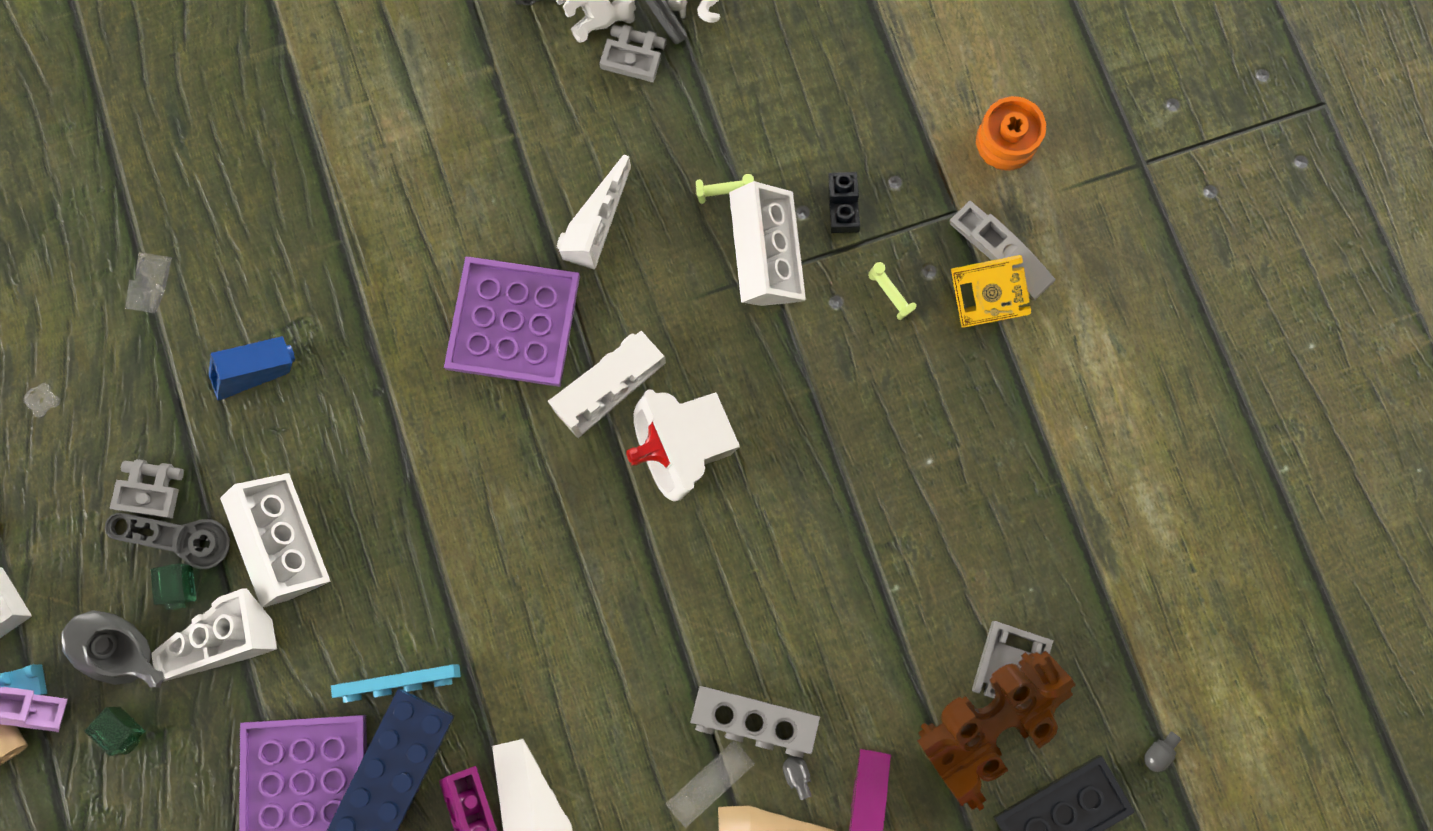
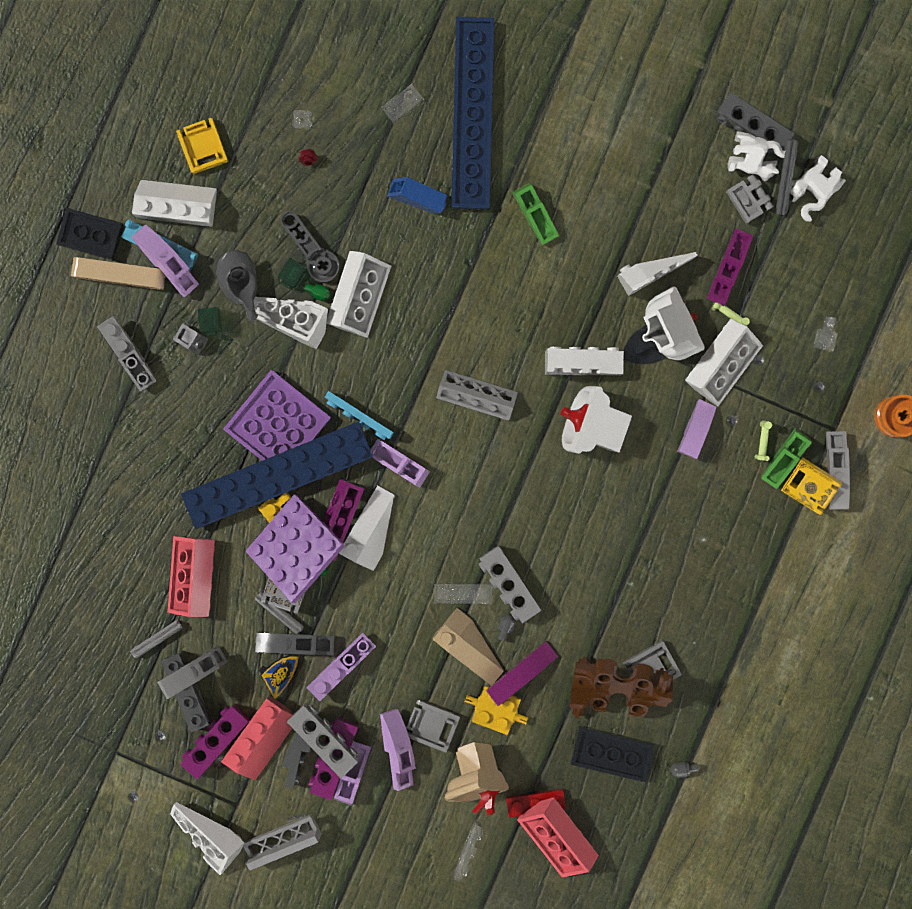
camera: 35 degrees right, 10 degrees up
(82, 436) = (307, 157): none -> dark red plate
(110, 775) = (190, 339): none -> flat silver bracket
(146, 498) = (312, 215): light grey plate -> none
(224, 579) = (318, 291): none -> green cylinder
(240, 226) = (472, 113): none -> dark blue plate
(407, 270) = (535, 213): none -> bright green slope
(494, 695) = (399, 463): none -> lavender slope
(512, 321) = (565, 287): medium lavender plate -> none
(519, 535) = (476, 398): none -> light grey fence
(664, 307) = (641, 352): none -> black shield
(671, 255) = (672, 326): none -> white piece
(678, 140) = (729, 267): none -> magenta slope
(806, 345) = (697, 429): none -> lavender slope
(843, 202) = (783, 374): black slope -> none
(852, 123) = (825, 338): none -> clear plate
(934, 288) = (786, 458): none -> bright green slope

